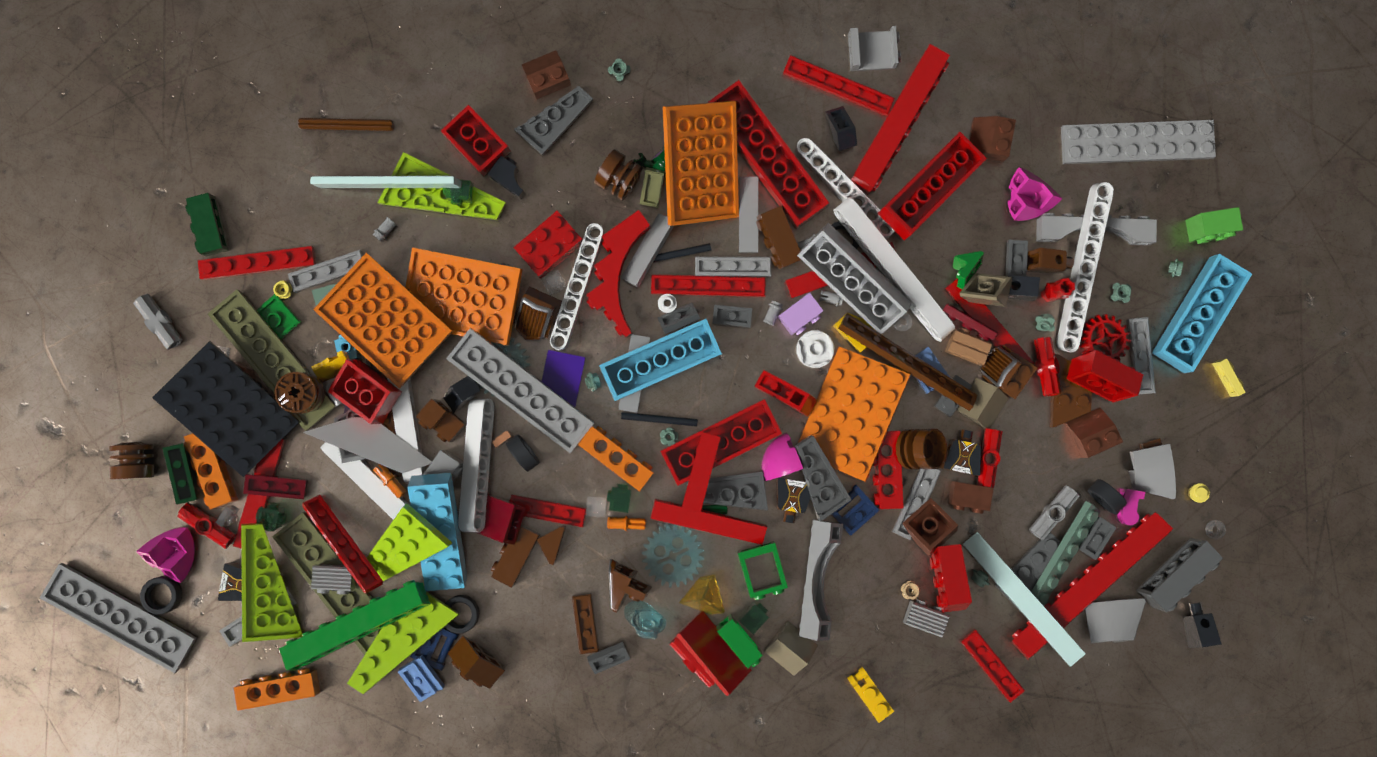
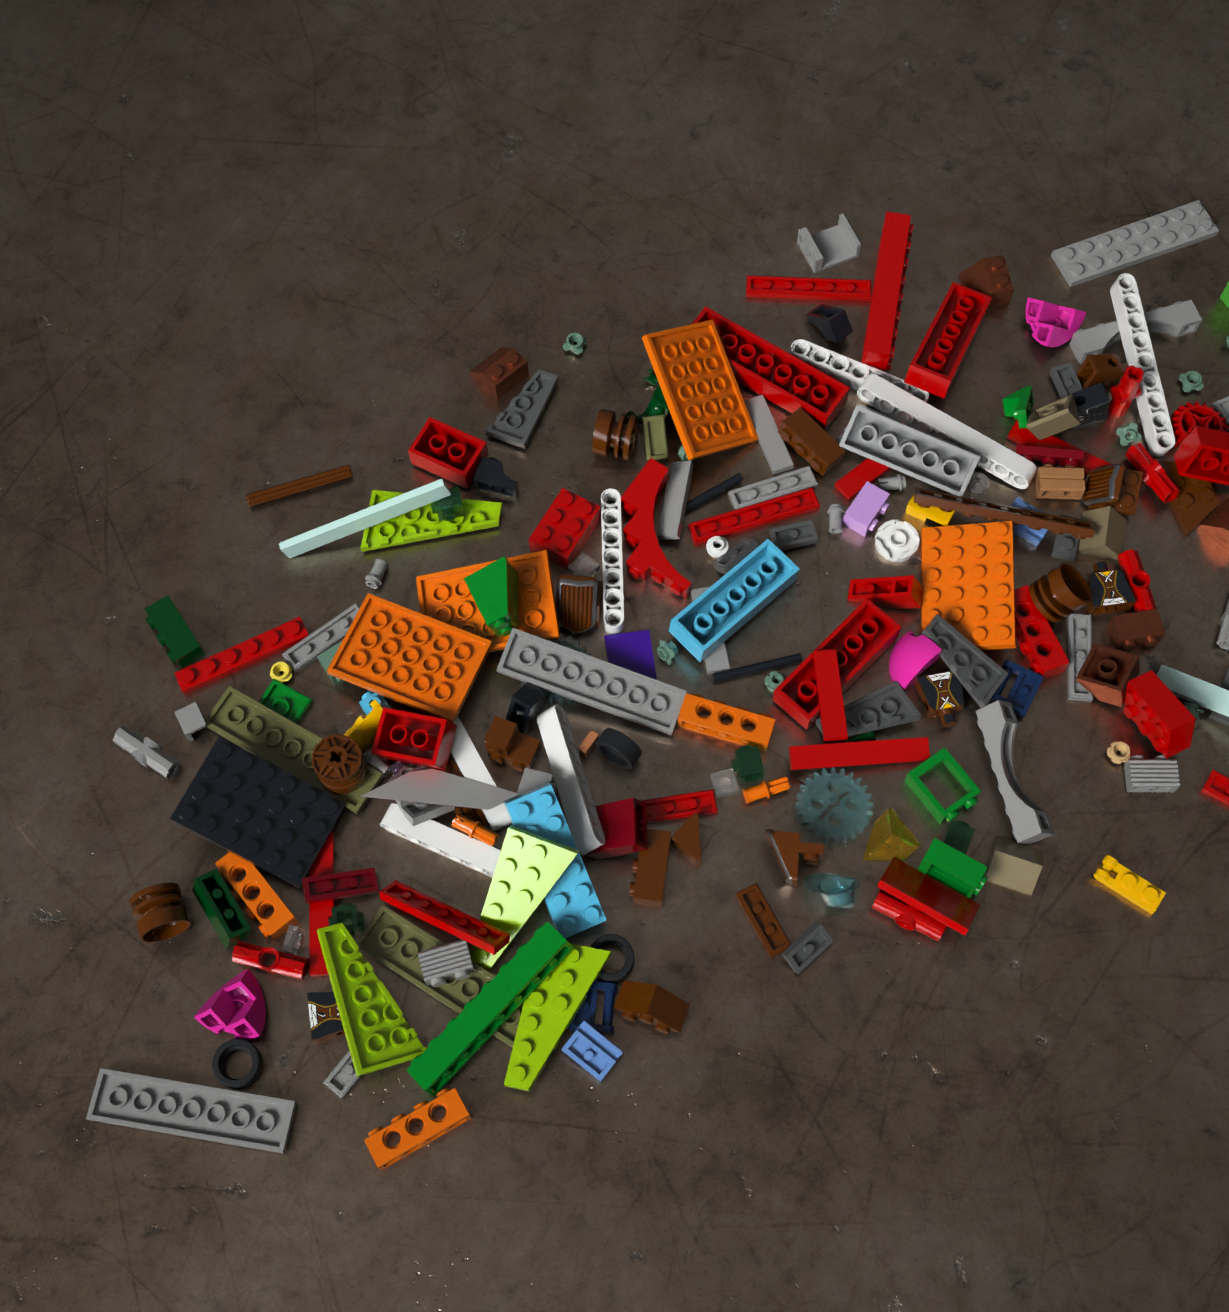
camera: 10 degrees left, 20 degrees down
(198, 308) = (190, 719): none -> light grey panel
(464, 299) = (496, 595): none -> green slope

